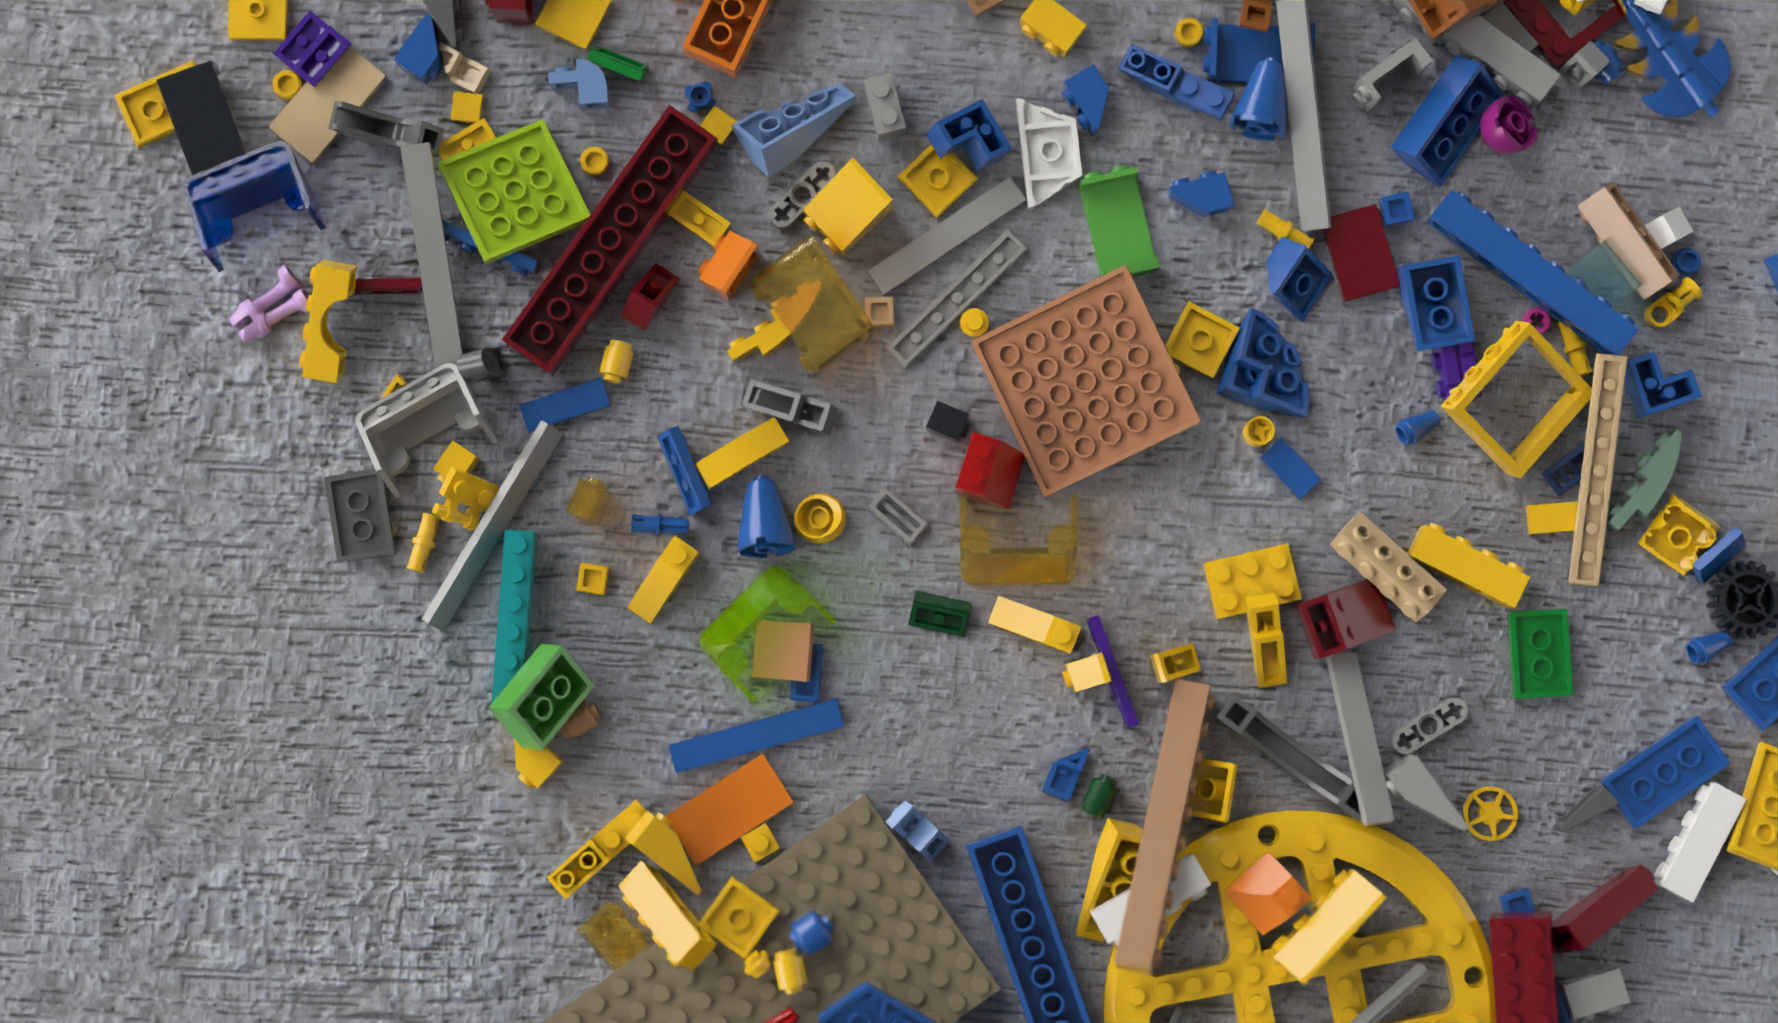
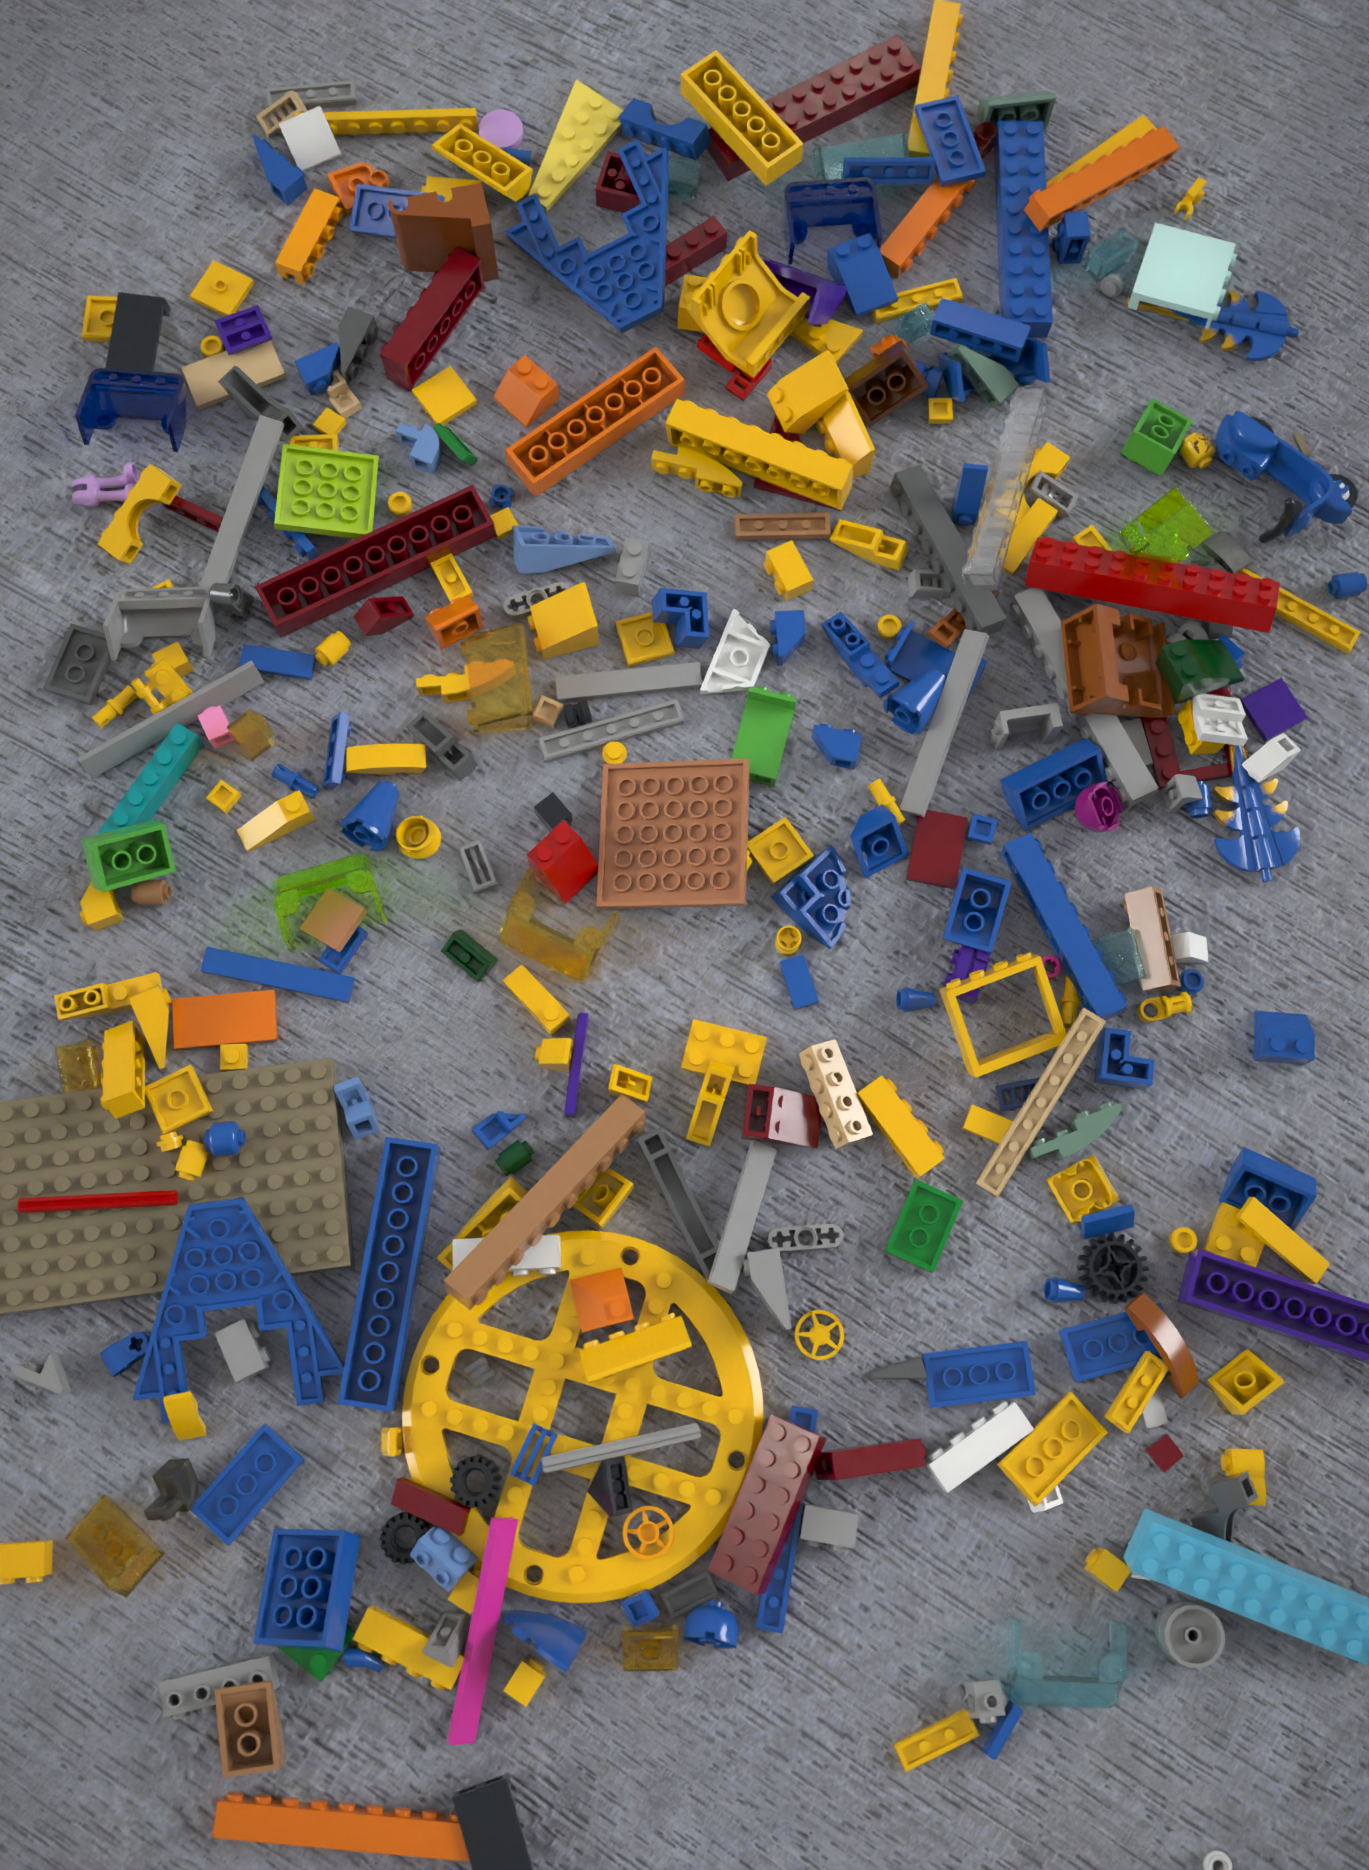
camera: 25 degrees right, 10 degrees down
(543, 508) = (215, 726): none -> bright pink brick
(919, 297) = (582, 710): none -> black wheel

